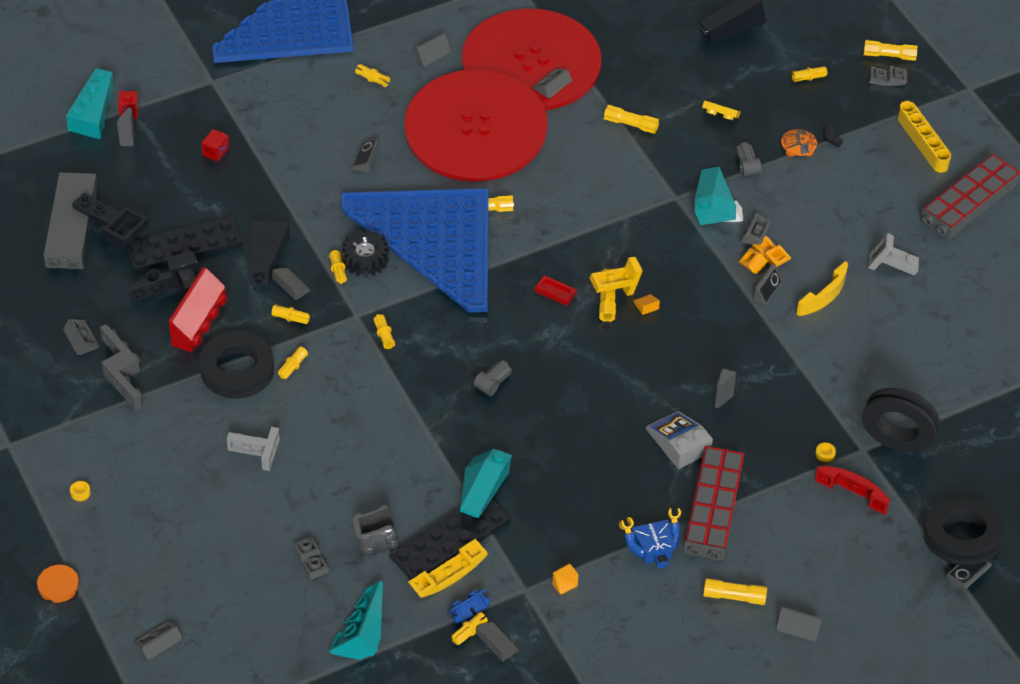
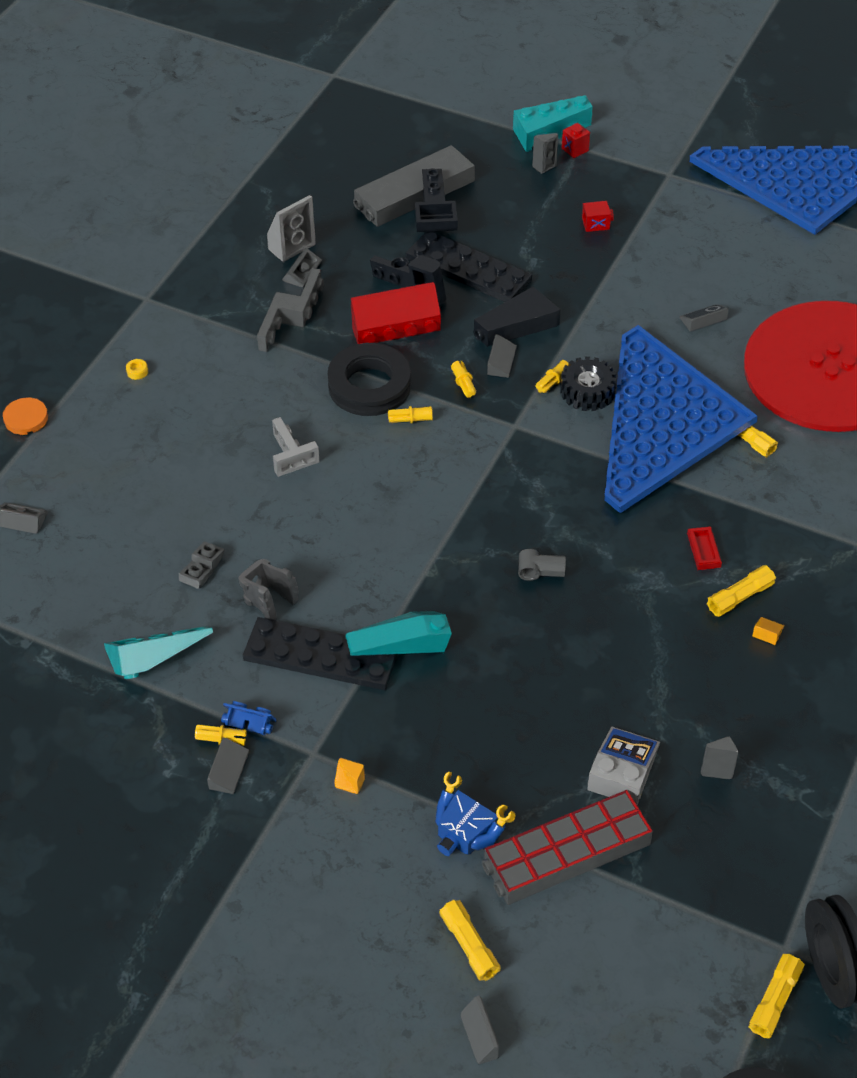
camera: 55 degrees right, 0 degrees up
(47, 316) = (292, 230): none -> light grey slope
(372, 75) = (801, 262): yellow pin -> none
(384, 331) = (513, 453): yellow axle -> none
(449, 572) = (274, 677): yellow slope -> none
(618, 278) = (758, 579): yellow bracket -> none
(825, 452) = (743, 912): yellow tile -> none
(855, 483) = (712, 939): red slope -> none
(898, 483) = (769, 1010): none -> yellow axle

